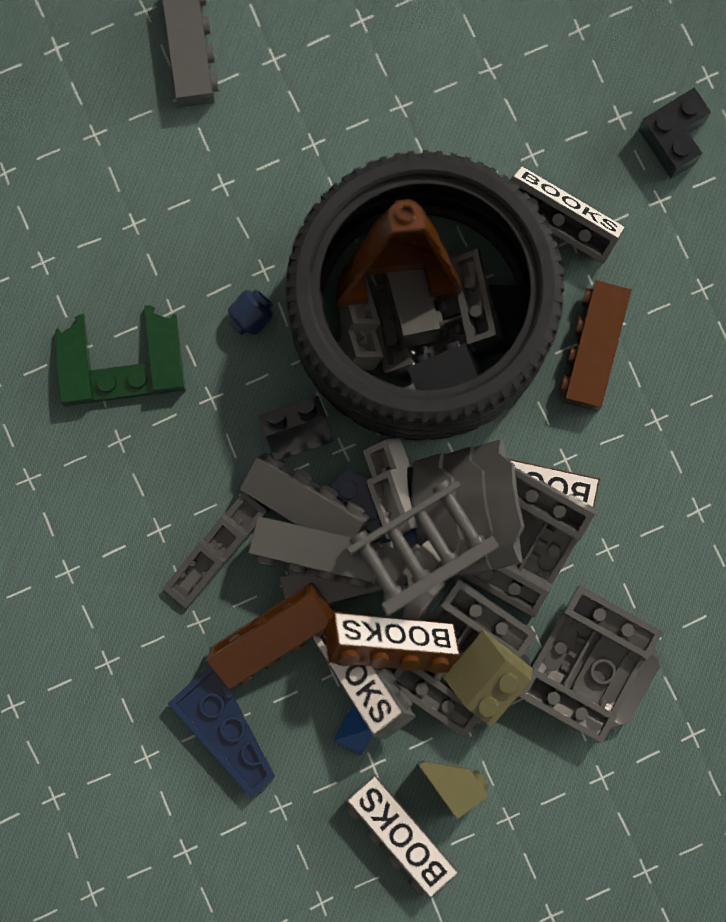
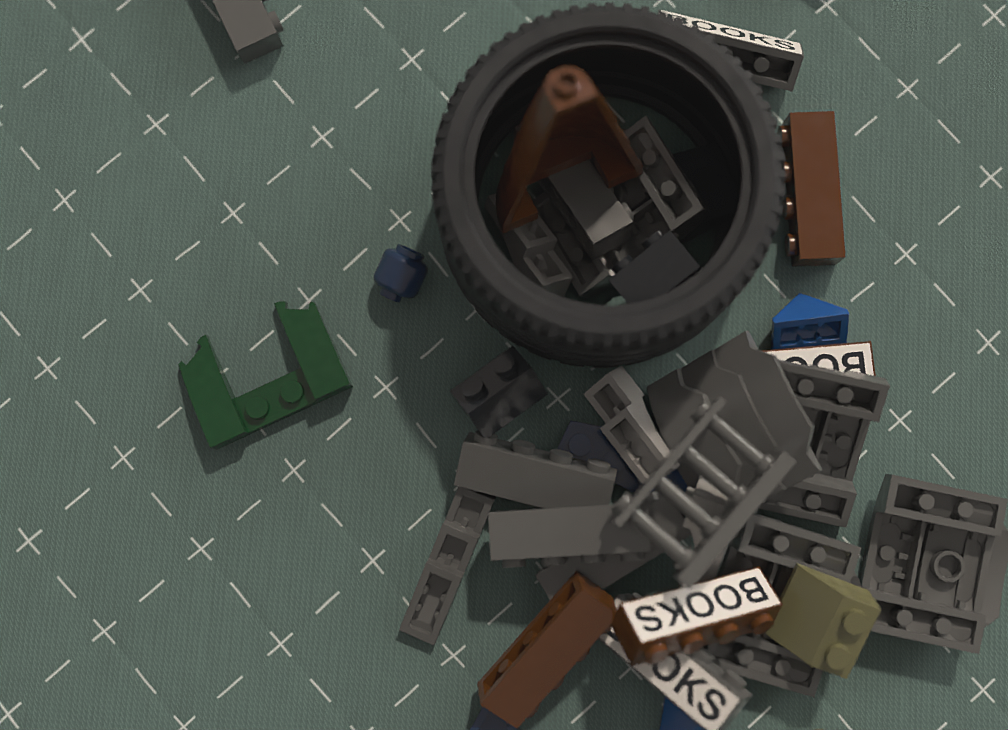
camera: 15 degrees left, 0 degrees up
(558, 450) = (809, 323): none -> blue slope

